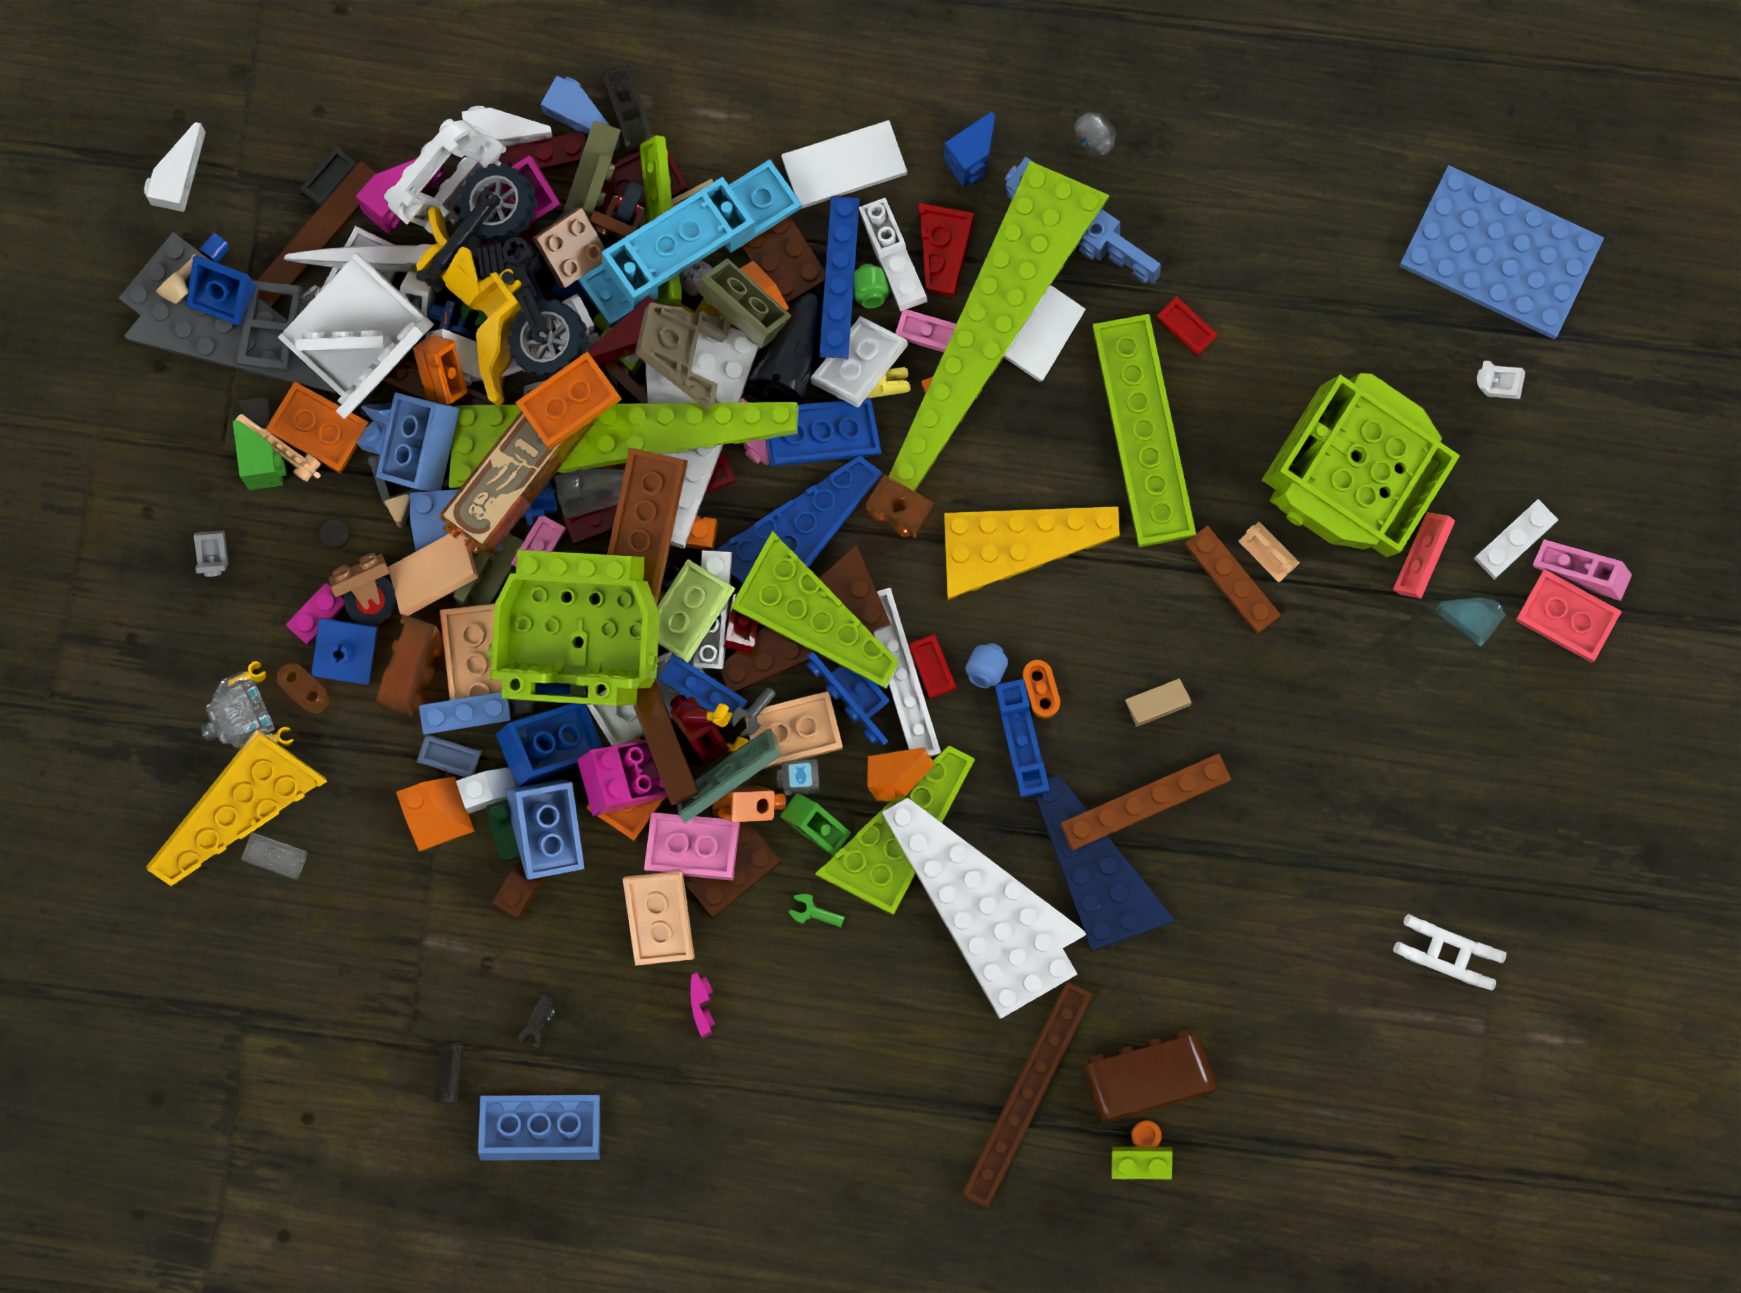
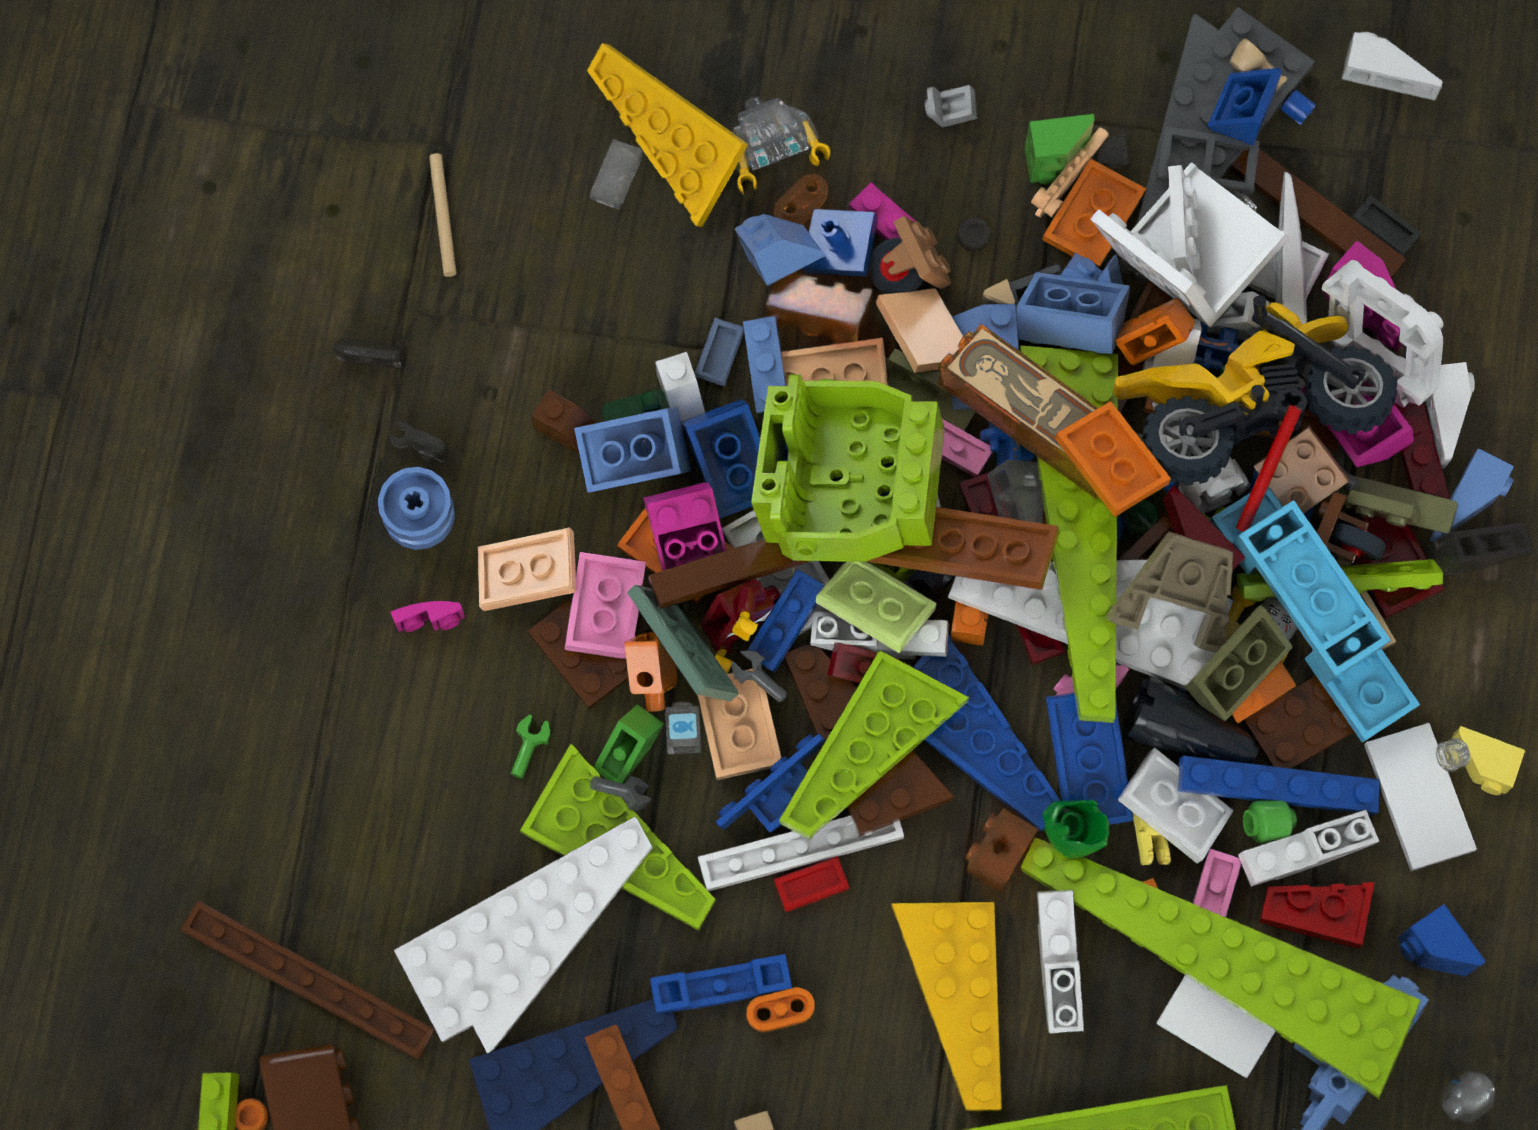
camera: 90 degrees right, 5 degrees down
(313, 1014) = (442, 215): none -> tan bar
(353, 703) = (777, 246): none -> medium blue slope
(435, 812) = (656, 332): orange slope -> none
(539, 1127) = (304, 444): medium blue slope -> none
(573, 272) = (1268, 468): none -> red bar
(589, 1007) = (414, 489): none -> medium blue wheel
(804, 135) = (1453, 754): none -> clear bush
(814, 107) = (1491, 761): none -> light yellow slope
(856, 824) = (630, 791): none -> dark grey bar
(883, 441) = (1076, 827): none -> green hair
(896, 773) = (682, 835): orange slope -> none
(986, 665) = (809, 945): medium blue head -> none
(995, 458) = (1059, 961): none -> white slope

